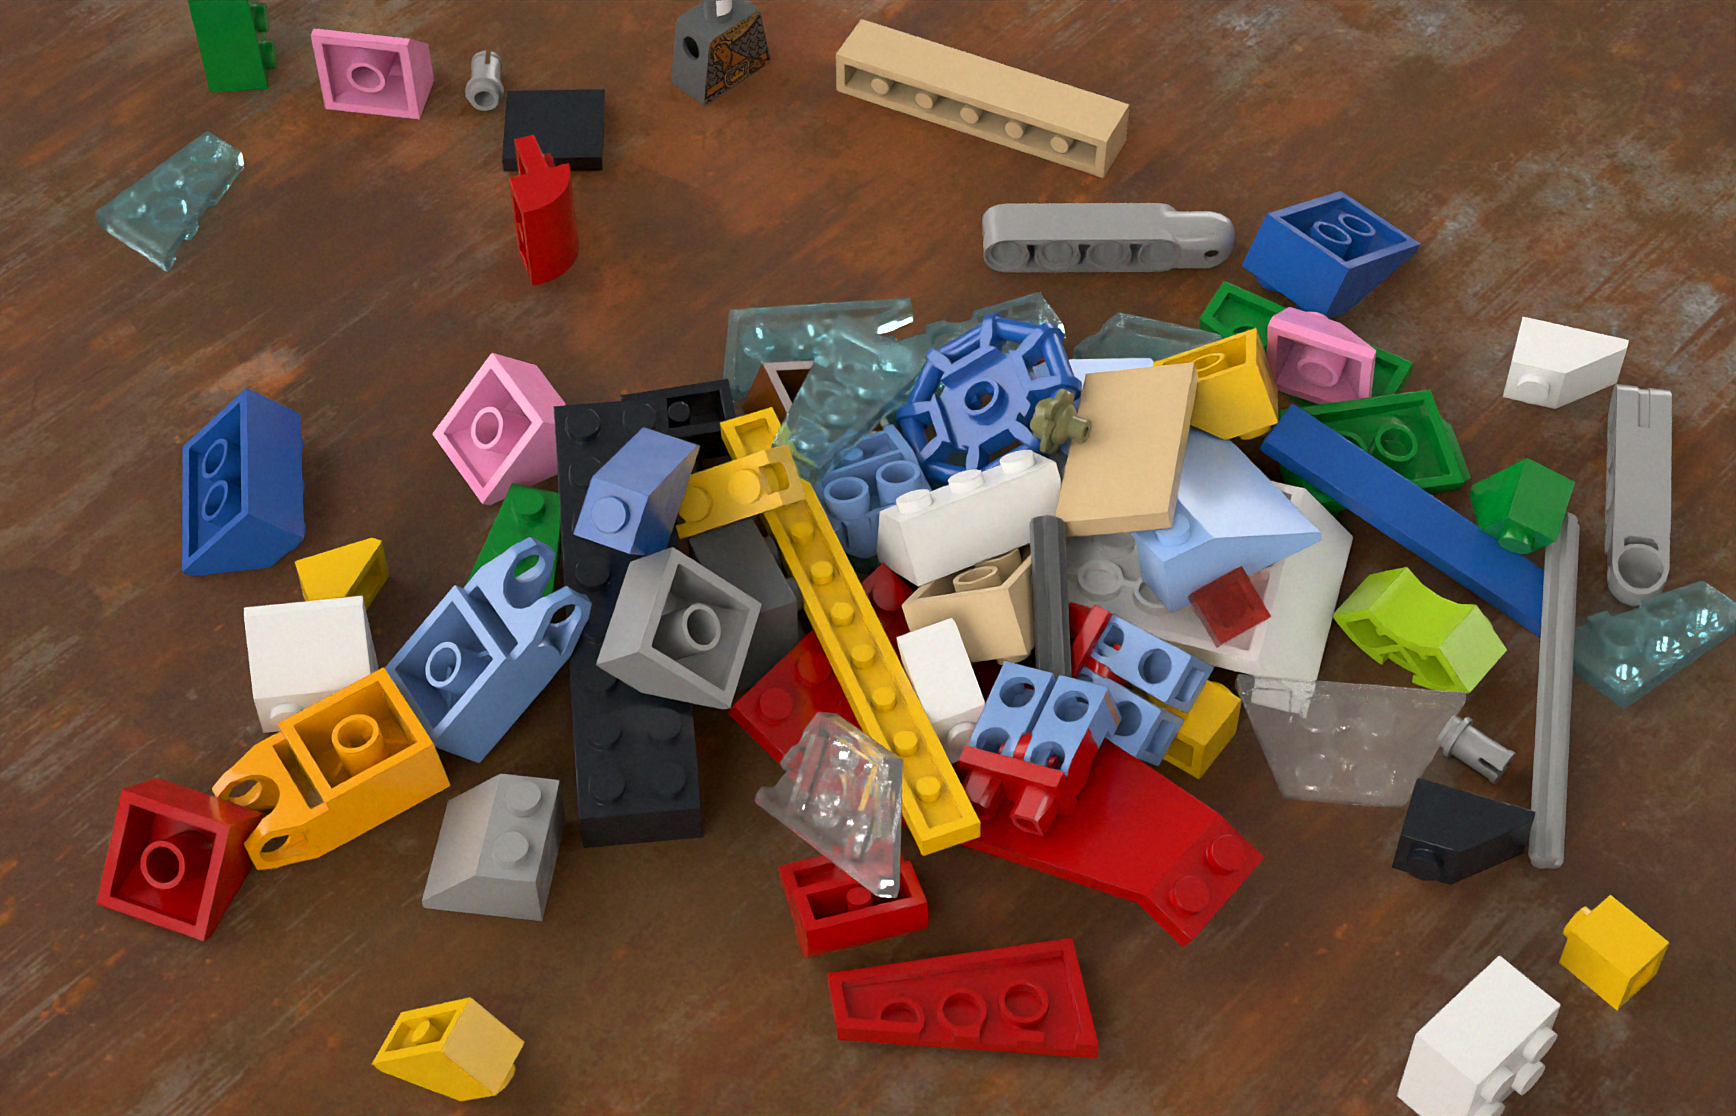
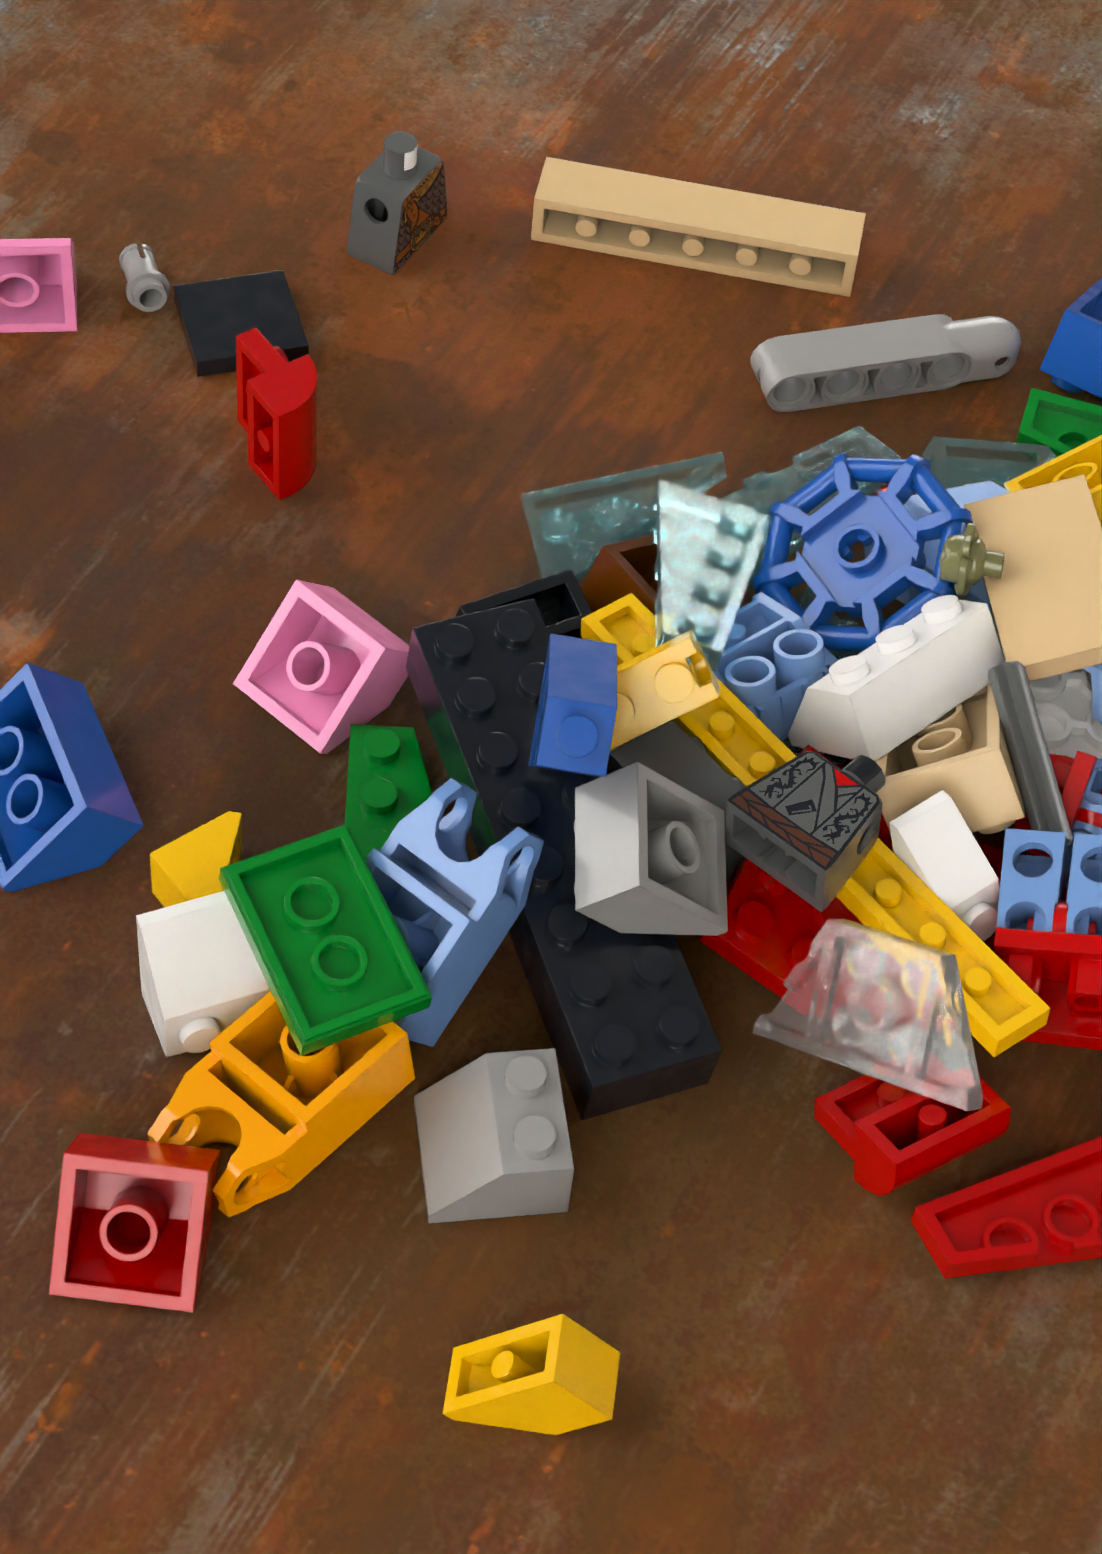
camera: 20 degrees left, 0 degrees up
(388, 653) = (324, 939): none -> green tile
(829, 626) = (808, 823): none -> dark grey torso

